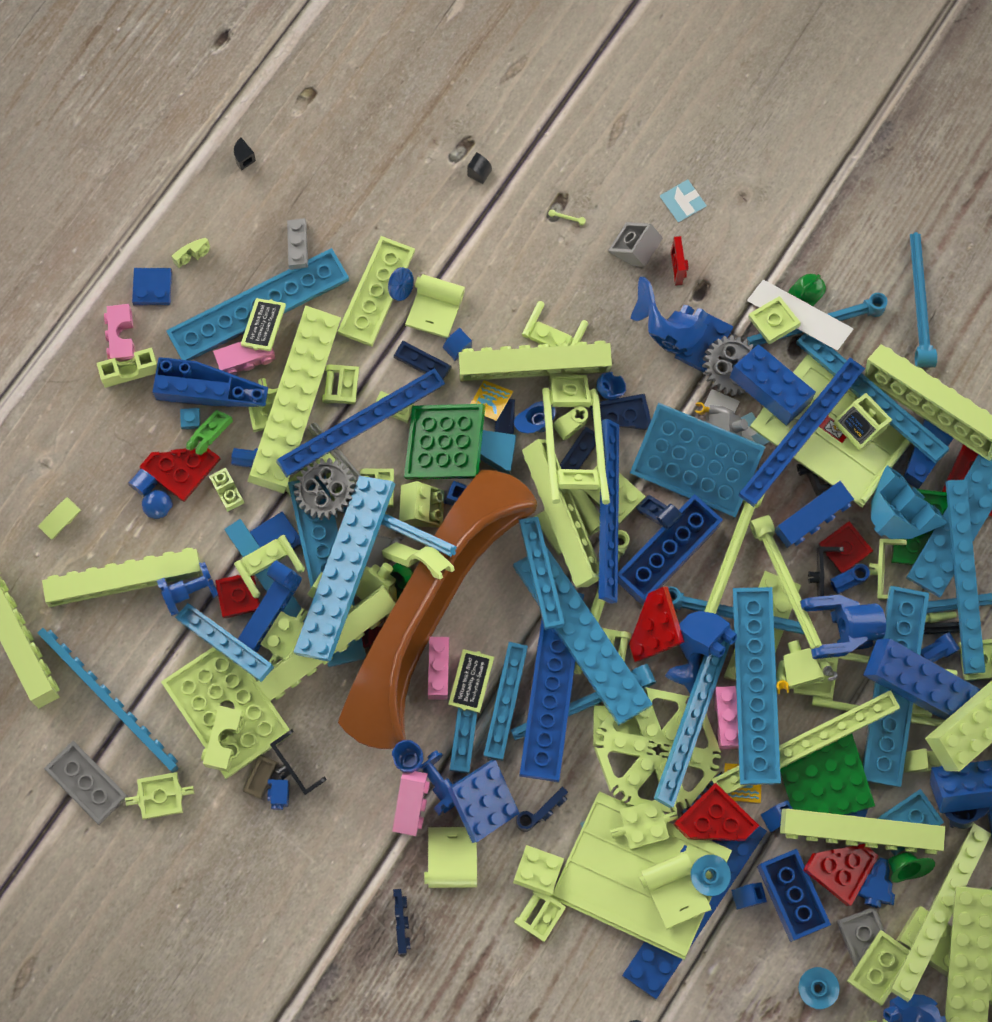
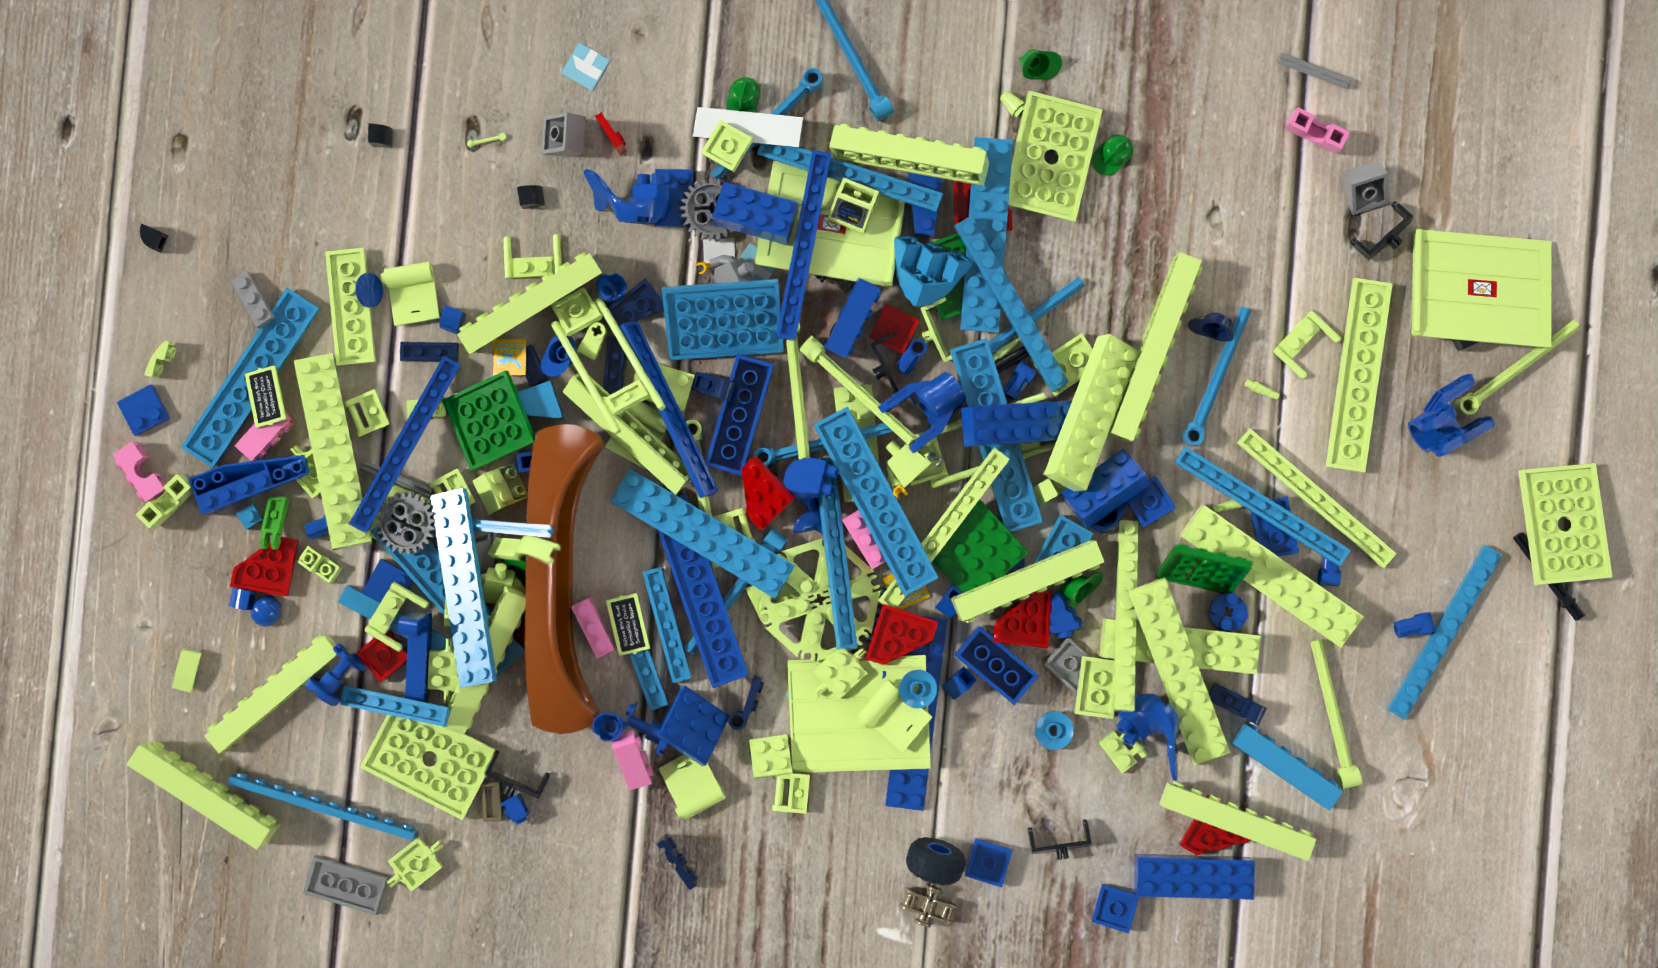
camera: 25 degrees left, 15 degrees up
(225, 721) = (442, 806): yellowish green arch -> none
(541, 573) = (638, 498): dark azure plate -> none
(580, 278) = (531, 196): none -> black brick

